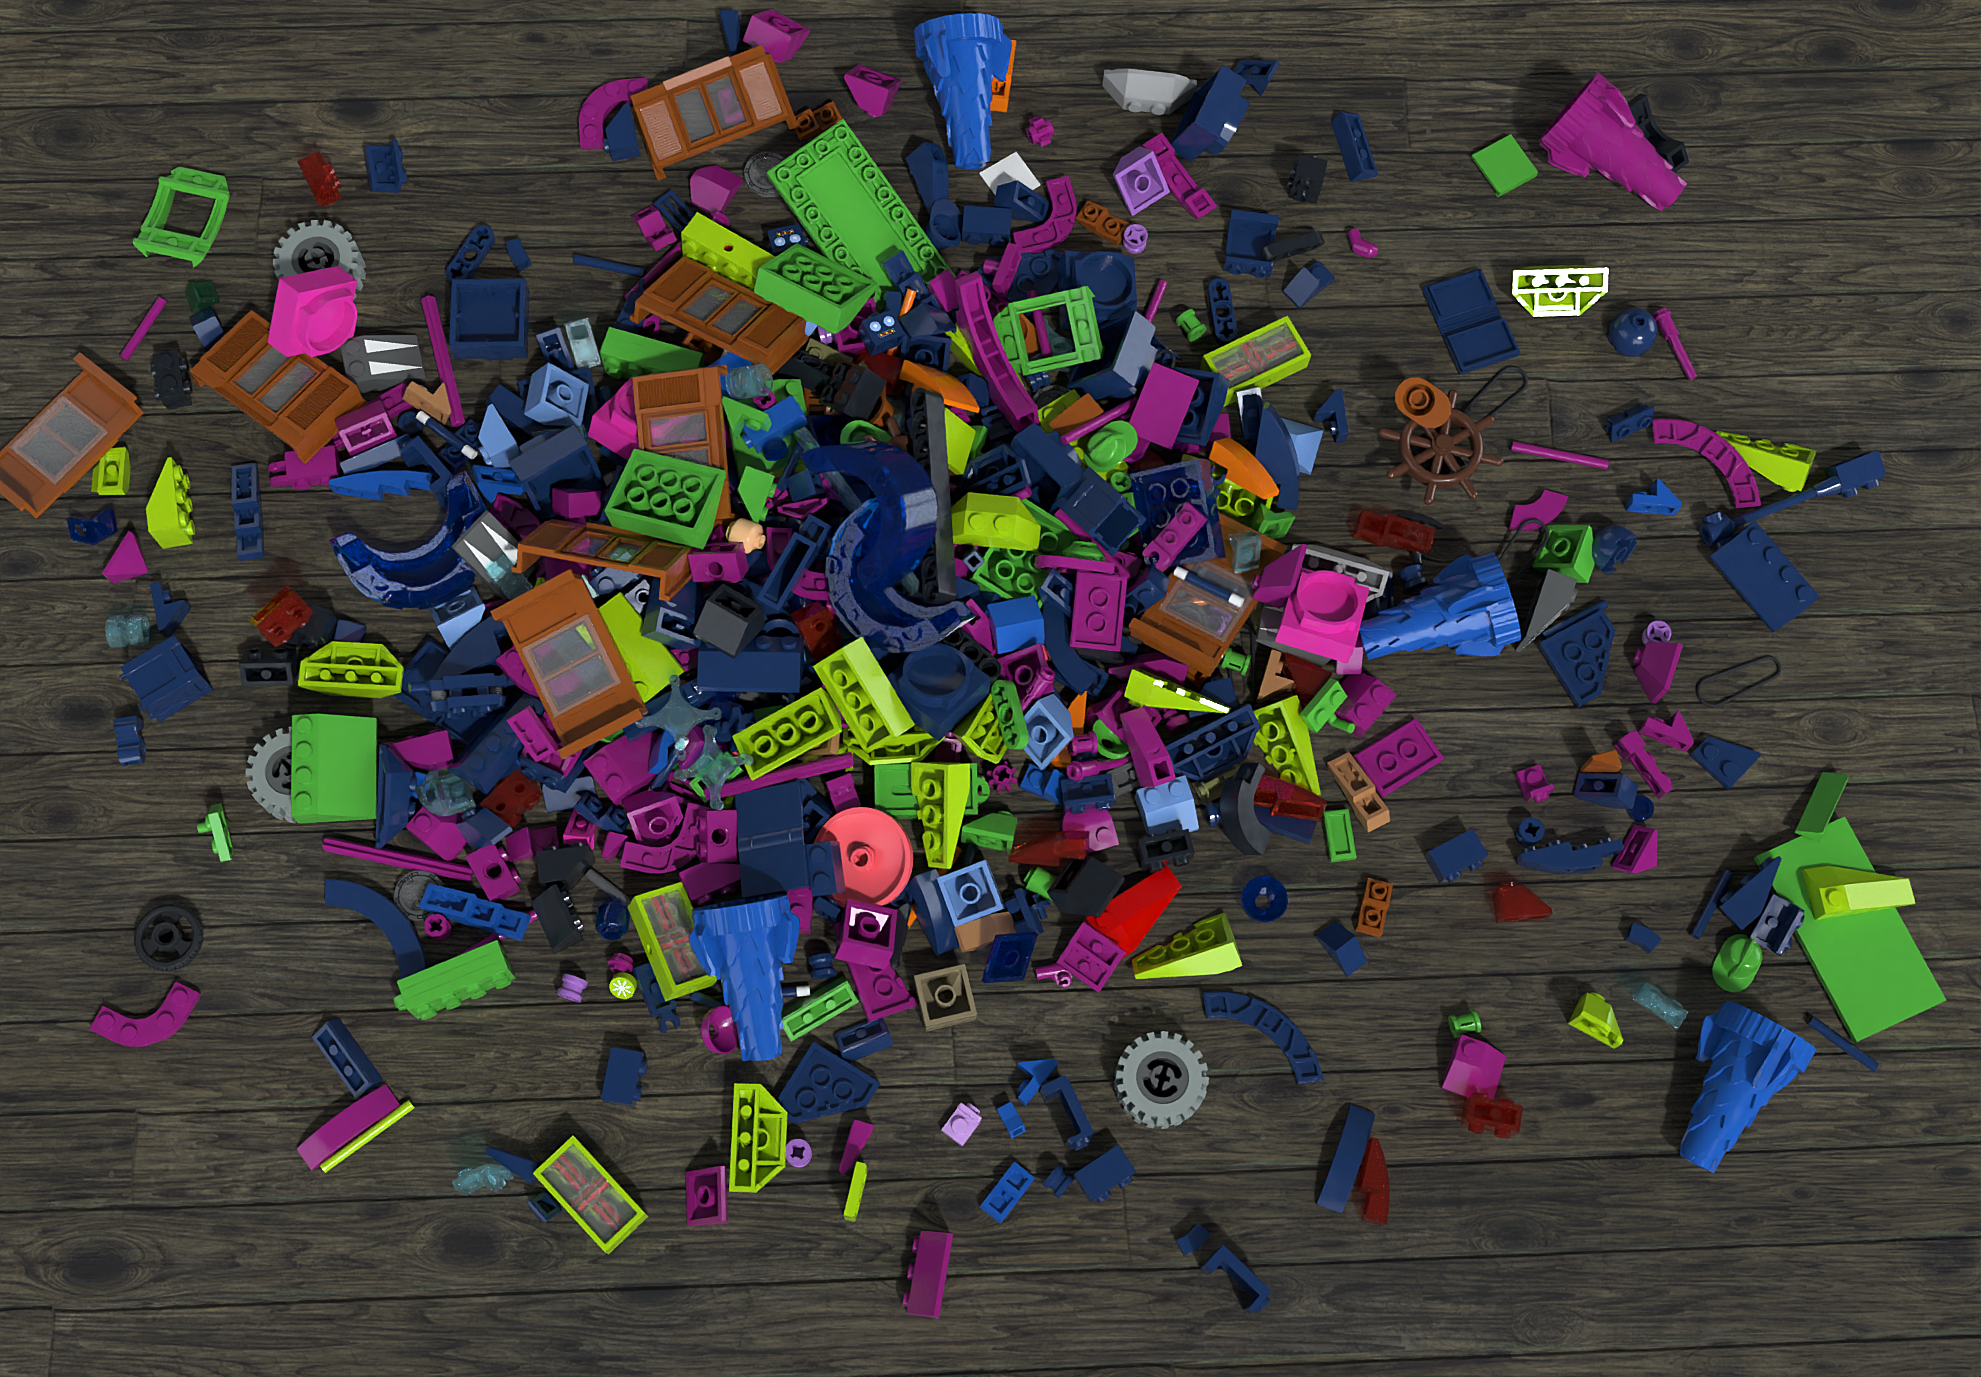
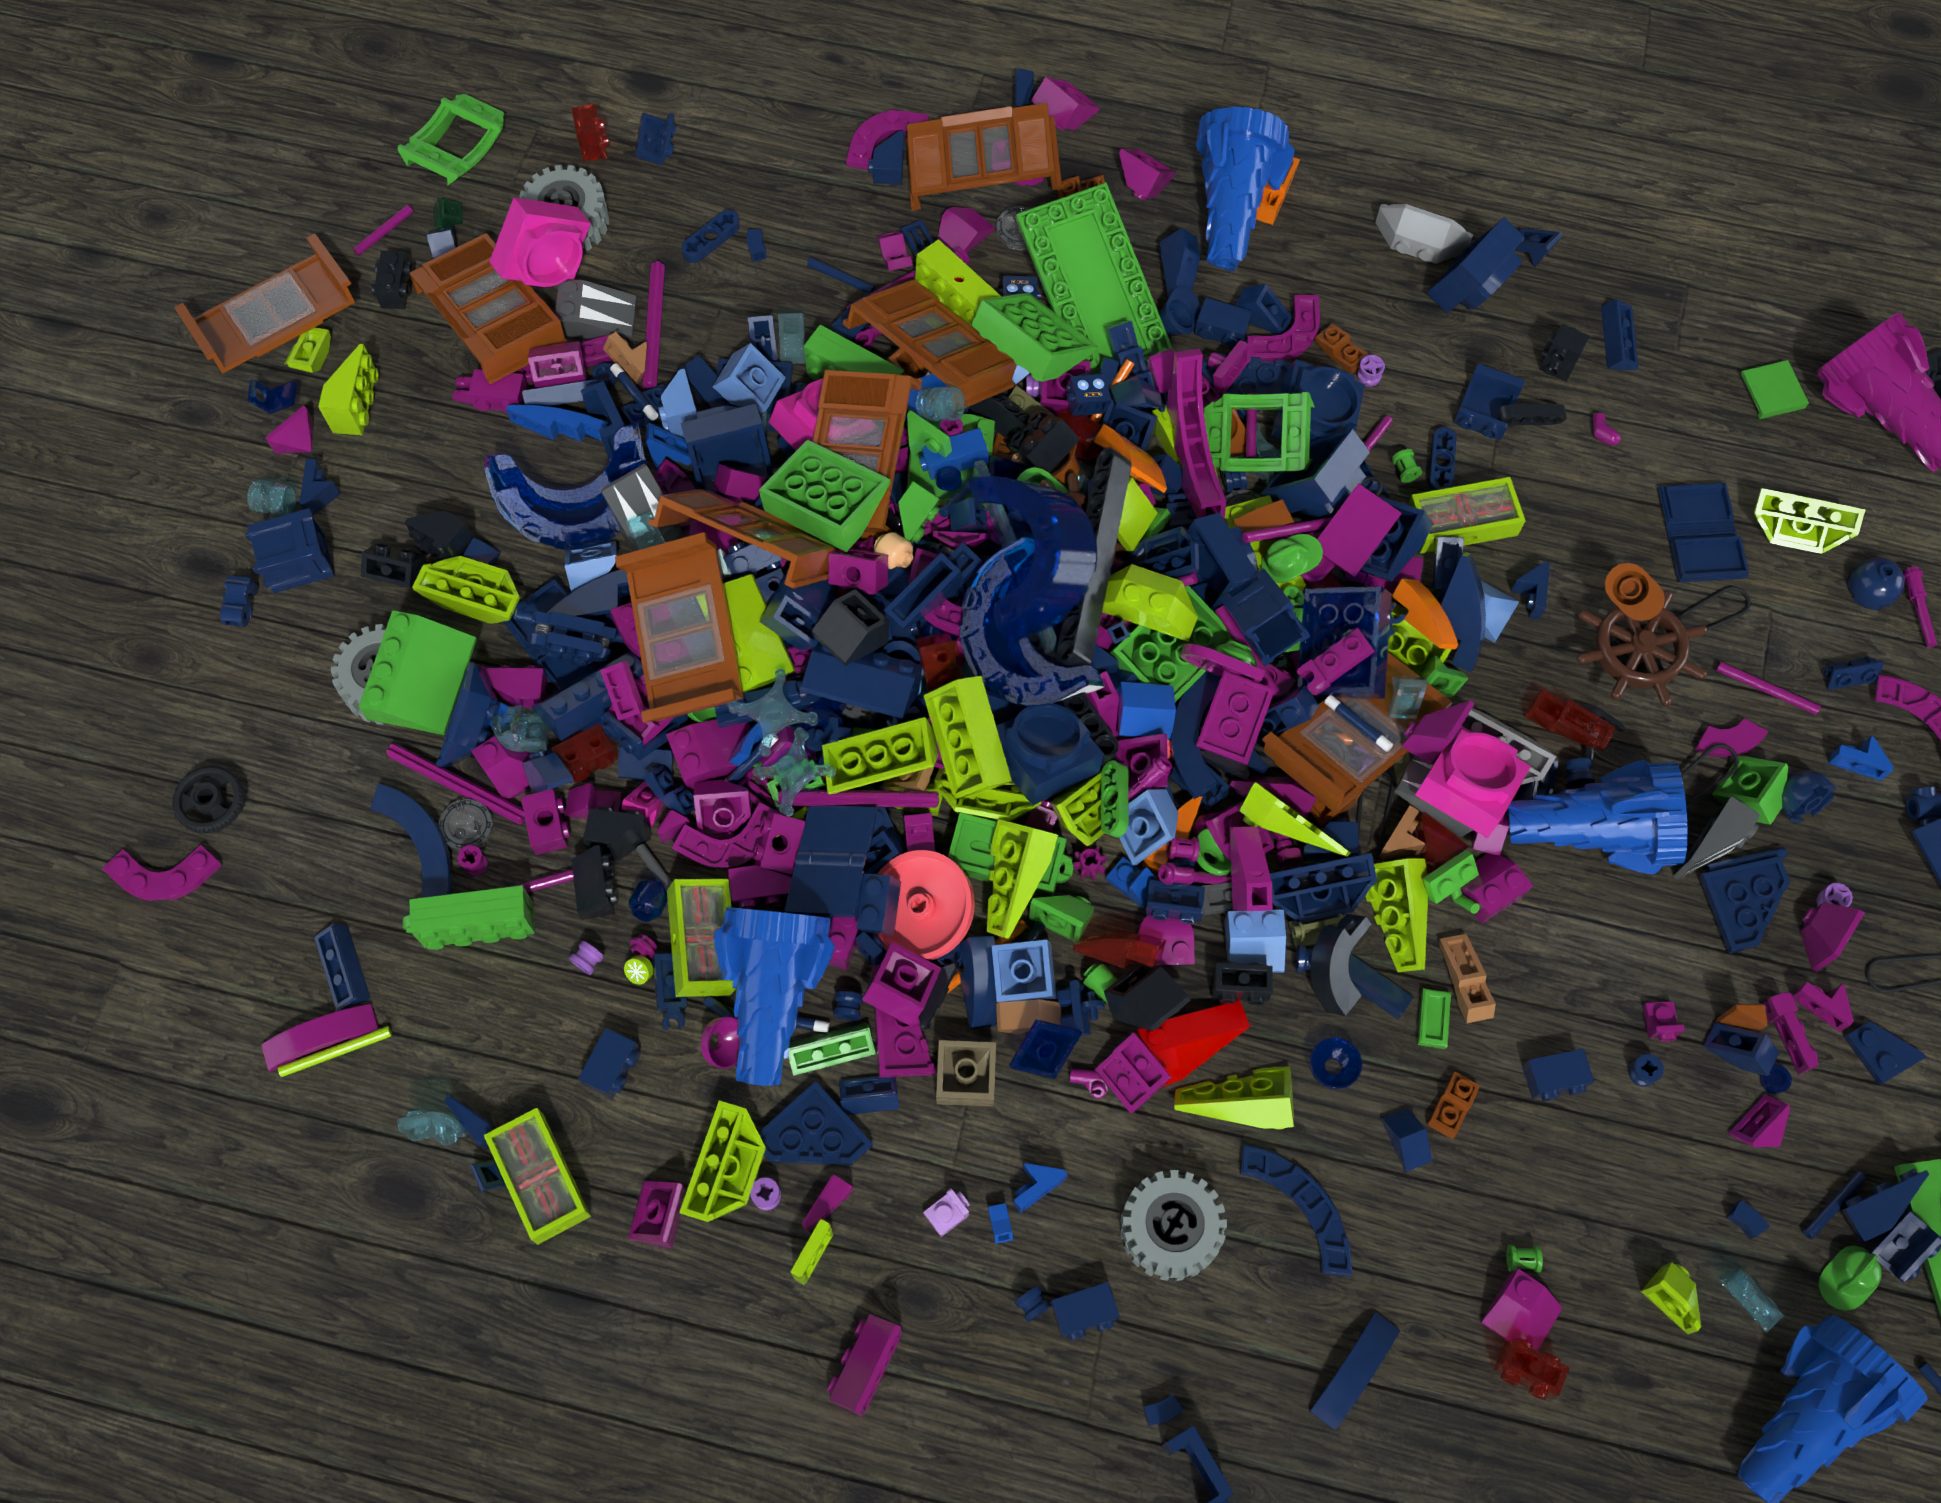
camera: 20 degrees right, 5 degrees down
(218, 824) = (292, 705): bright green plate -> none
(247, 511) = (423, 417): dark blue slope -> none
(281, 616) = (412, 510): clear red brick -> none
(475, 912) = (513, 855): blue slope -> none
(489, 319) = (708, 294): dark blue container -> none
(1007, 1192) = (974, 1300): blue slope -> none
(1009, 170) = (1258, 276): white sticker -> none
(1040, 131) = (1301, 247): magenta gear -> none
(1057, 591) = (1197, 686): dark blue slope -> none
(1062, 1088) = (1062, 1202): dark blue panel -> none
(1140, 179) = (1390, 316): medium lavender slope -> none
(1181, 185) = (1427, 323): magenta slope -> none
(1236, 661) = (1368, 808): bright green bush -> none
(1288, 799) = (1388, 965): clear red slope -> none
(1308, 284) = (1539, 455): dark blue slope -> none
(1375, 1183) = (1381, 1408): clear red slope -> none
(1398, 757) = (1519, 954): magenta tile -> none
(1518, 904) = (1615, 1145): clear red slope -> none
(1561, 859) = (1677, 1109): dark blue slope -> none

